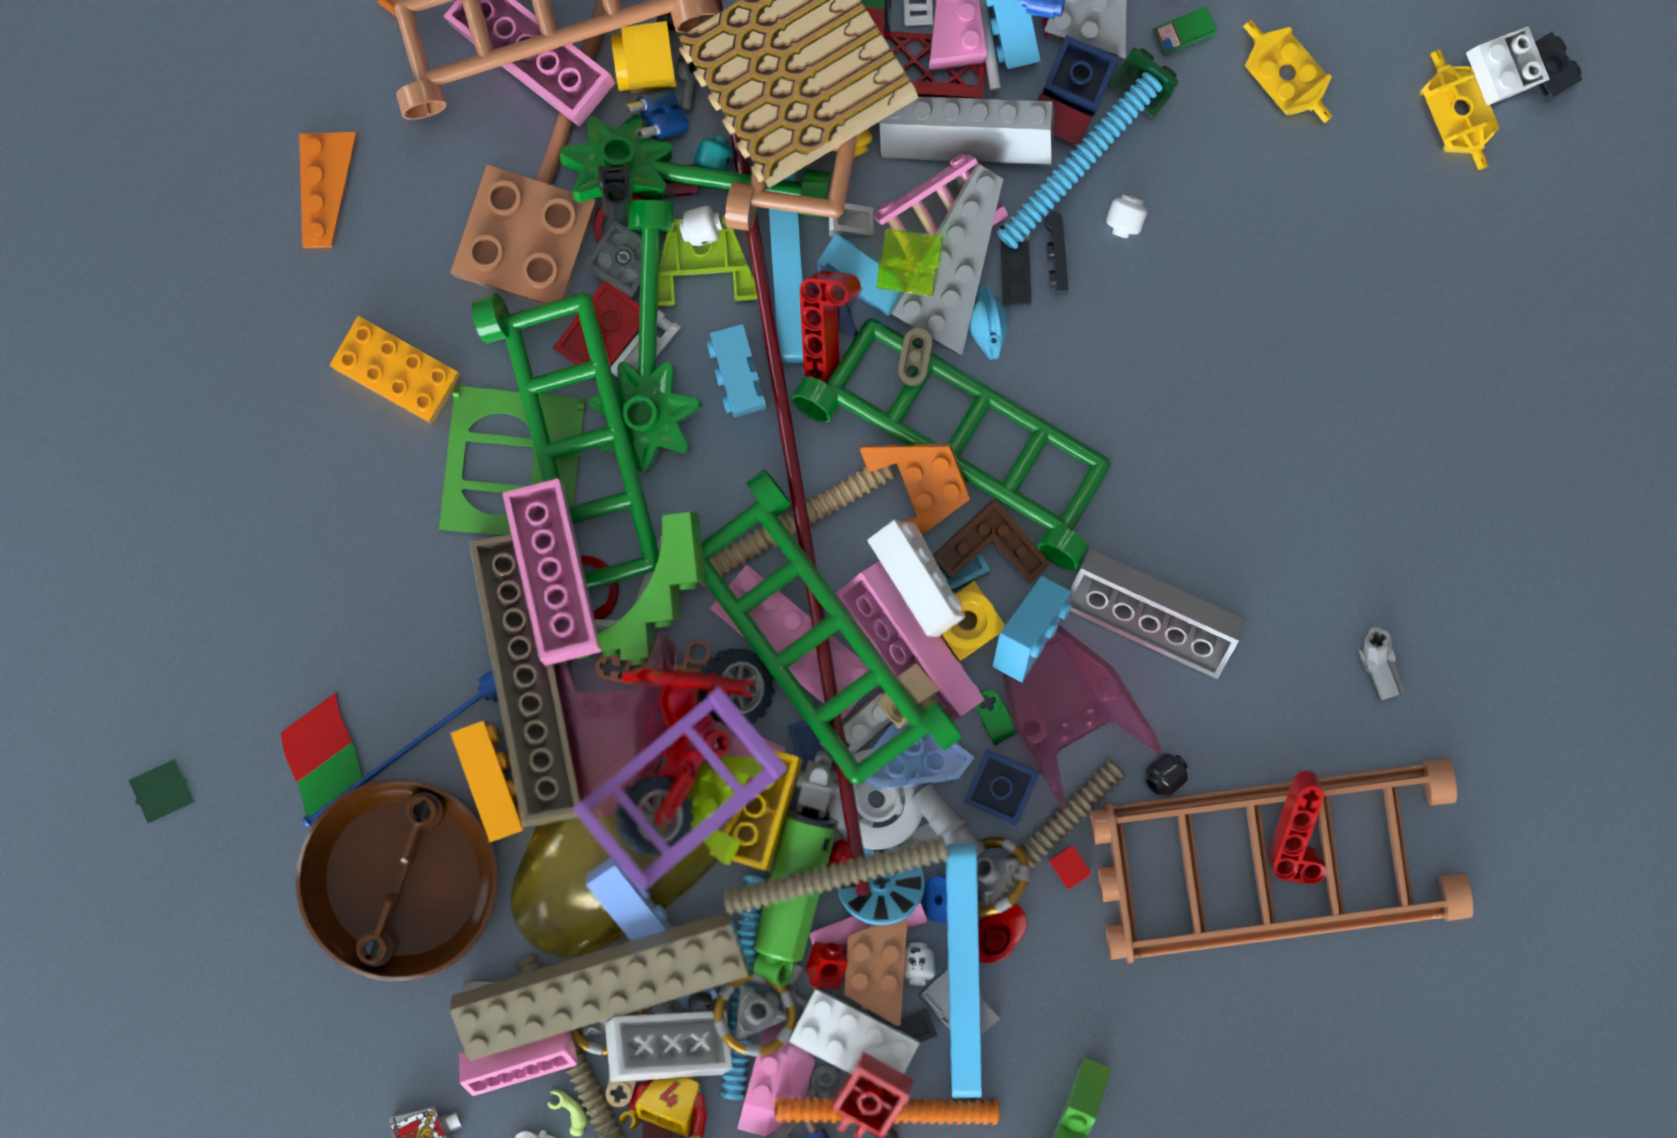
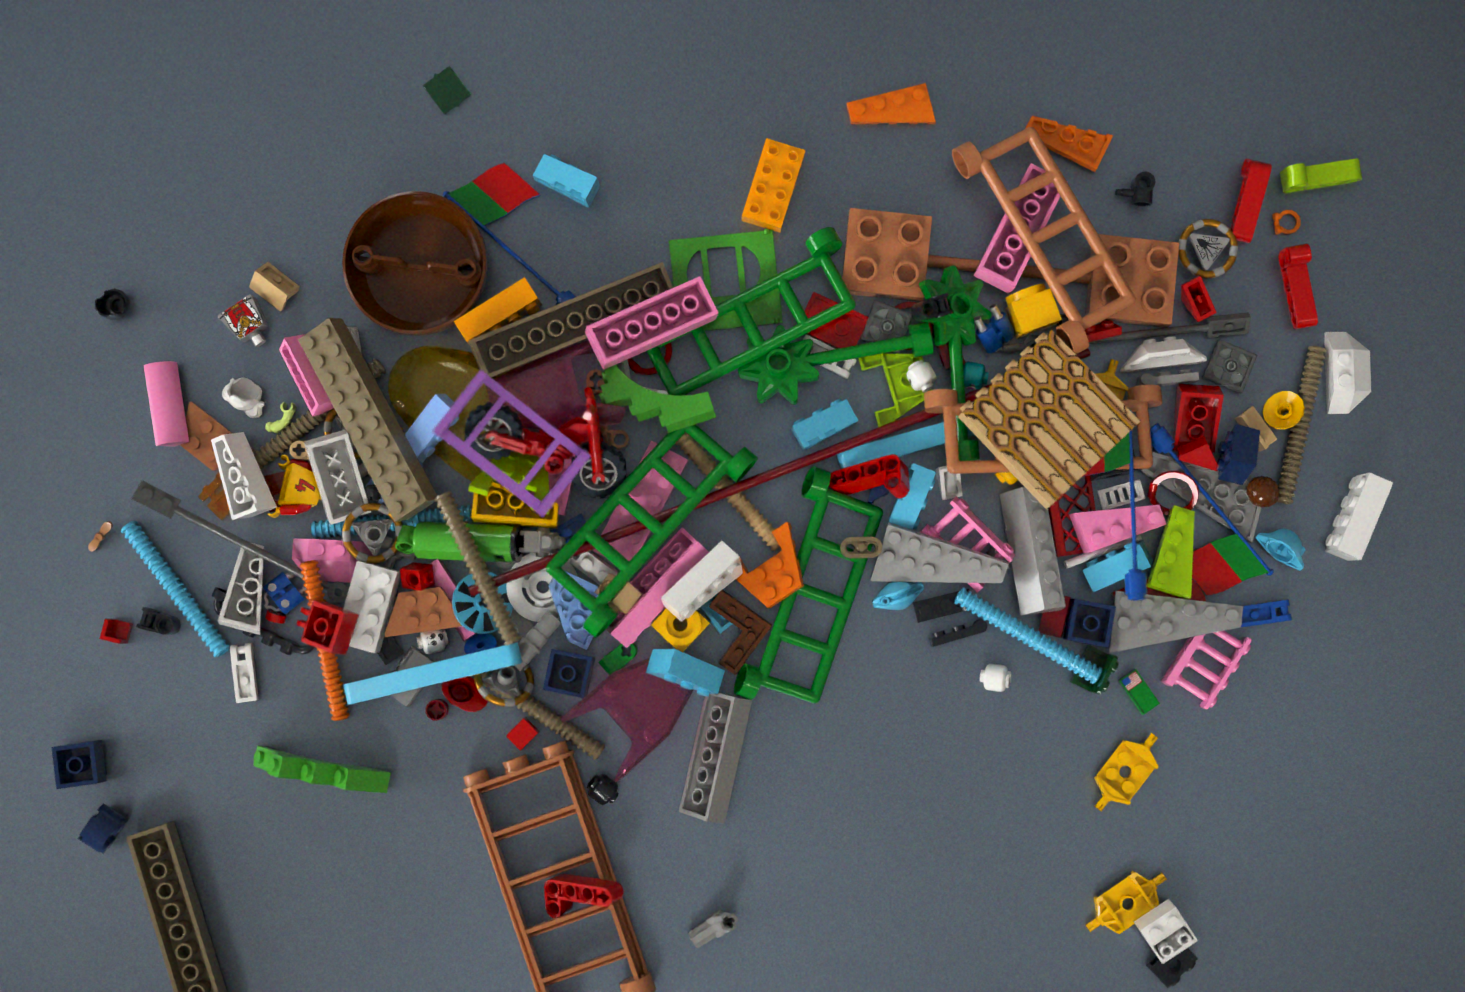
camera: 80 degrees right, 0 degrees up
(324, 650) = (567, 179): none -> medium azure wedge
(382, 1086) = (273, 285): none -> tan panel
(839, 852) = (496, 568): red cylinder -> none
(910, 262) = (927, 529): clear neon green slope -> none
(1016, 979) = (437, 709): none -> dark red wheel

